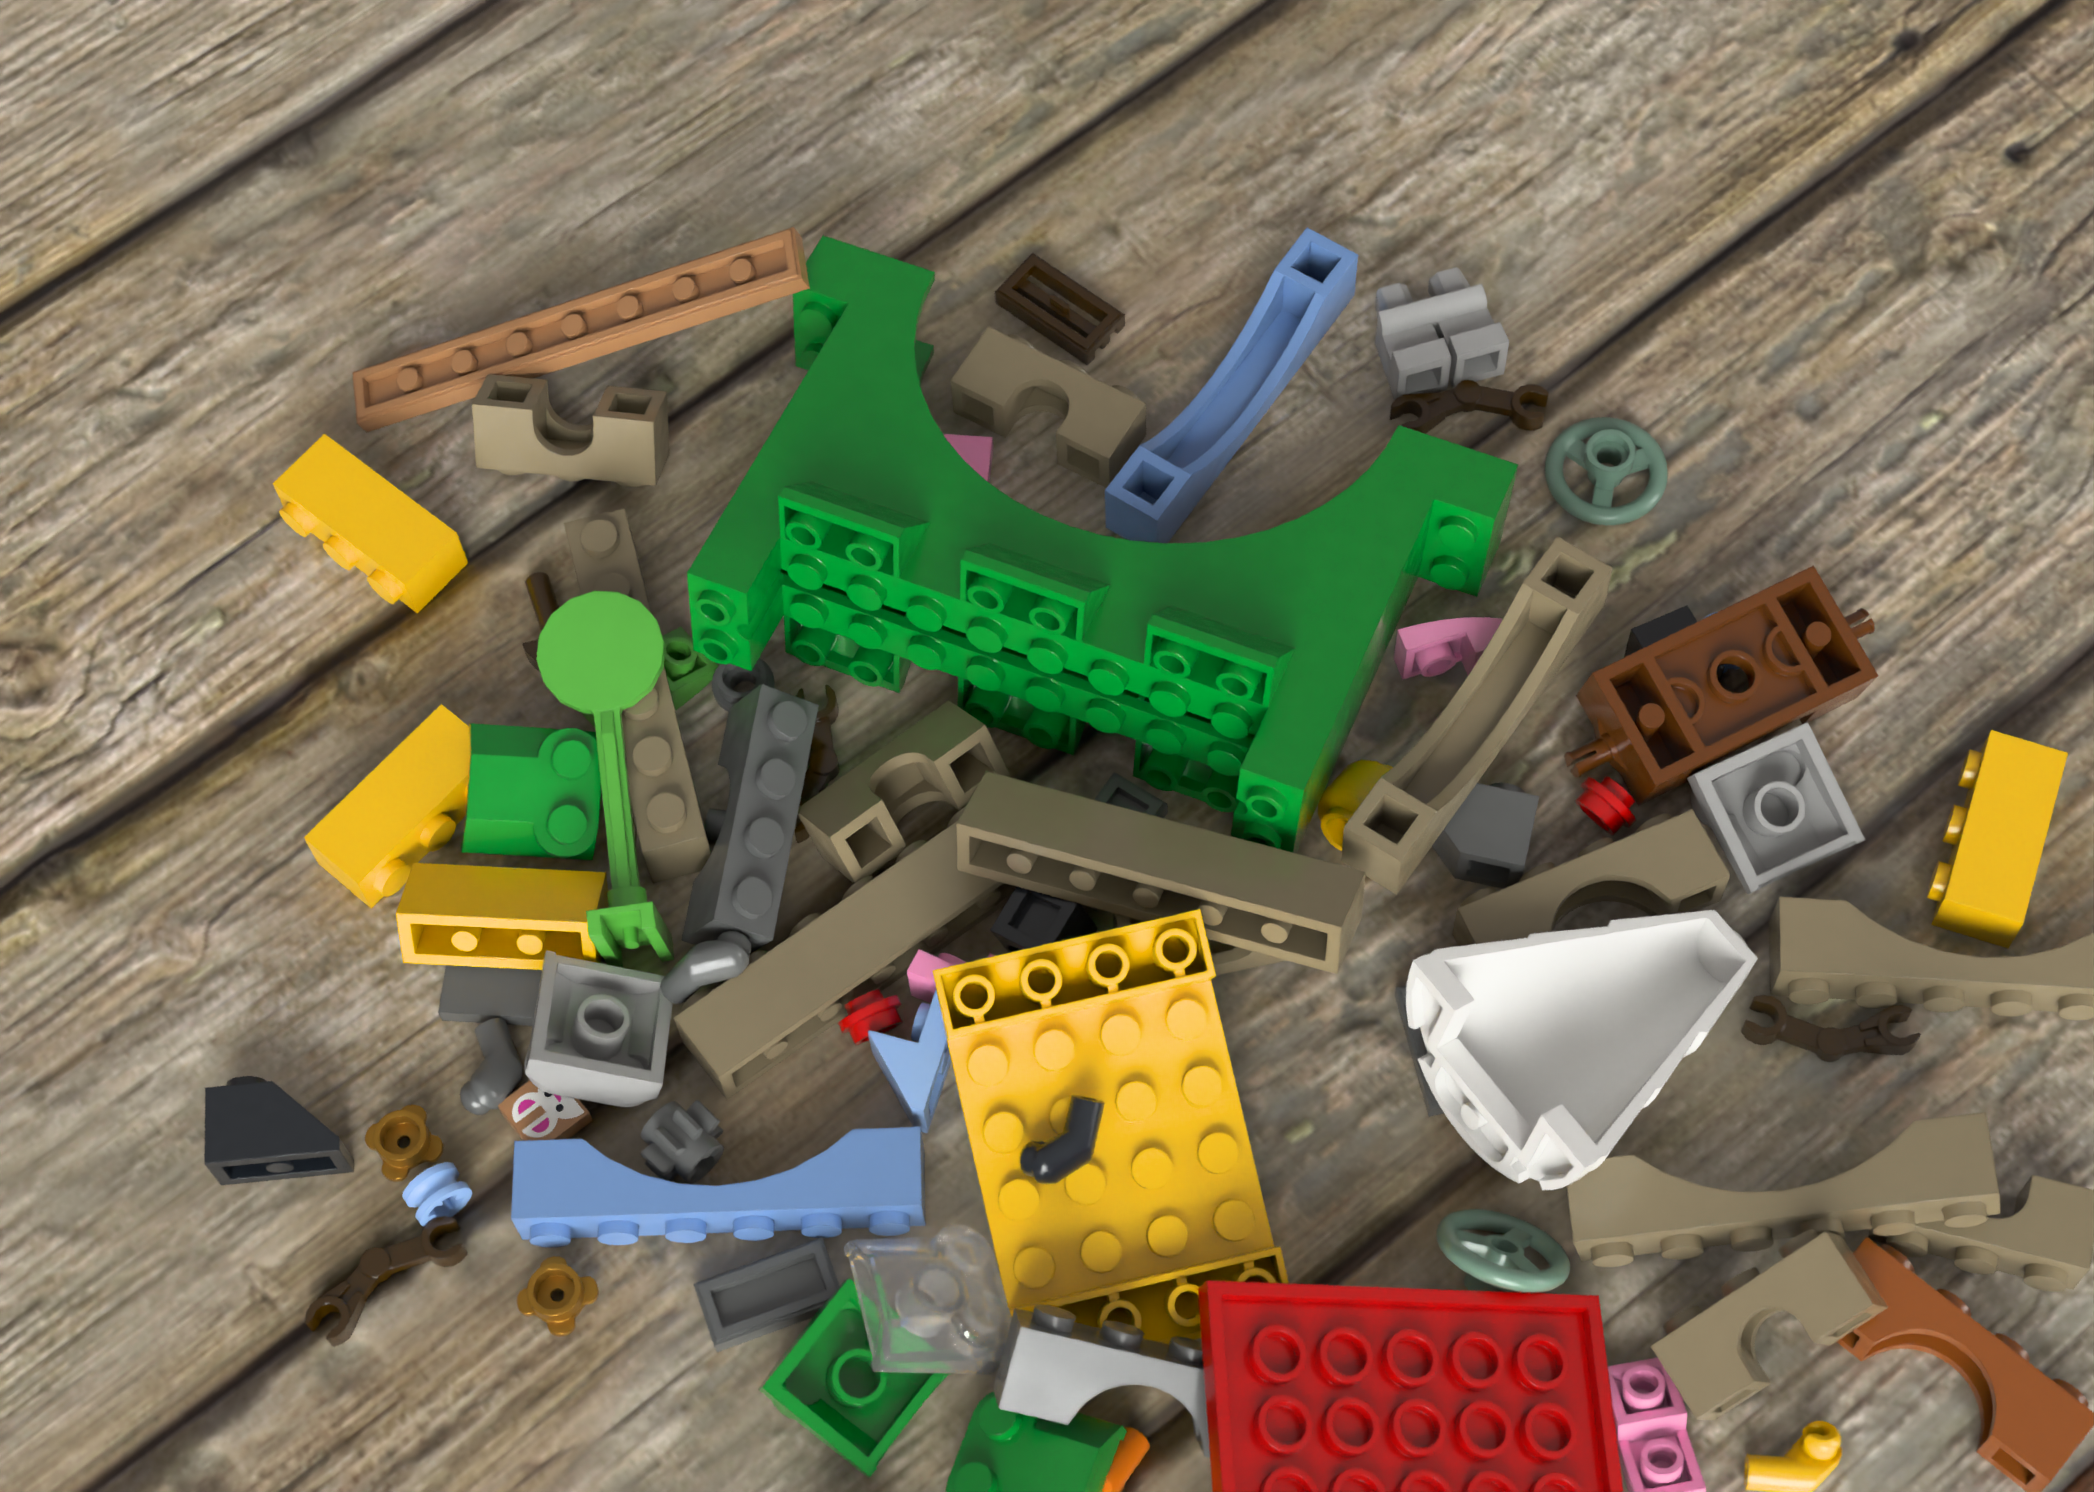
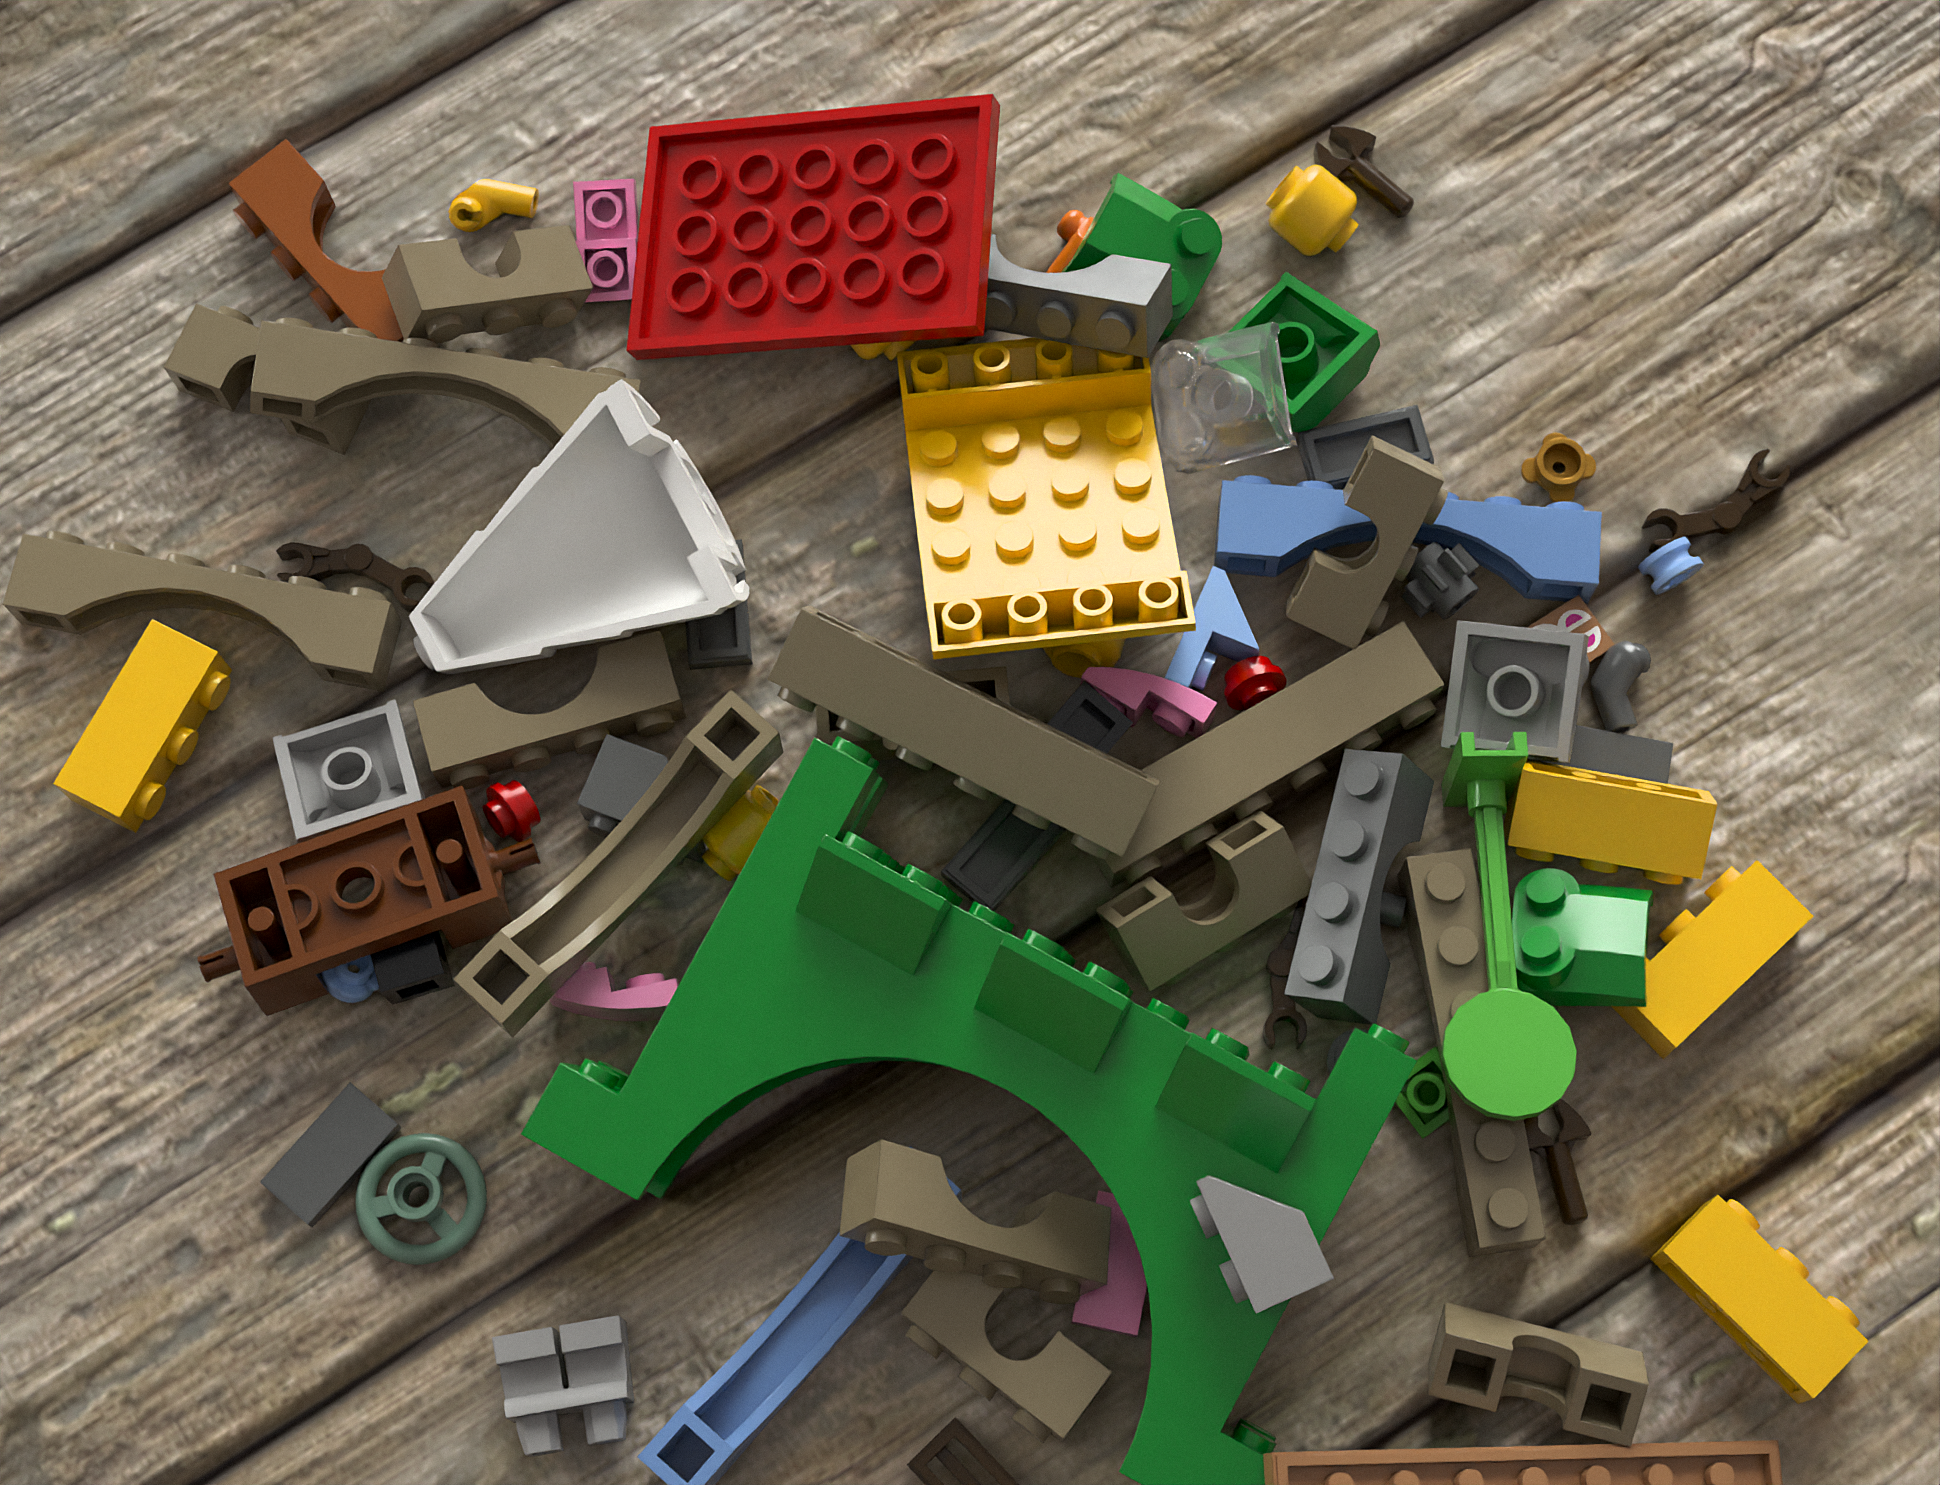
camera: 175 degrees left, 10 degrees up
(266, 1135) = (1832, 638): black slope -> none
(400, 1124) = (1716, 613): pearl gold plate -> none
(707, 964) = (1416, 725): dark grey arm -> none
(740, 1165) = (1346, 594): none -> dark tan arch
(819, 414) = (1266, 1240): none -> light grey slope
(1068, 1151) = (1077, 495): black arm -> none
(1154, 440) = (904, 1205): none -> dark tan arch
(1470, 396) = (550, 1310): dark brown piece -> none
(1499, 1260) = (726, 372): sand green piece -> none
(1698, 494) = (330, 1155): none -> dark grey tile

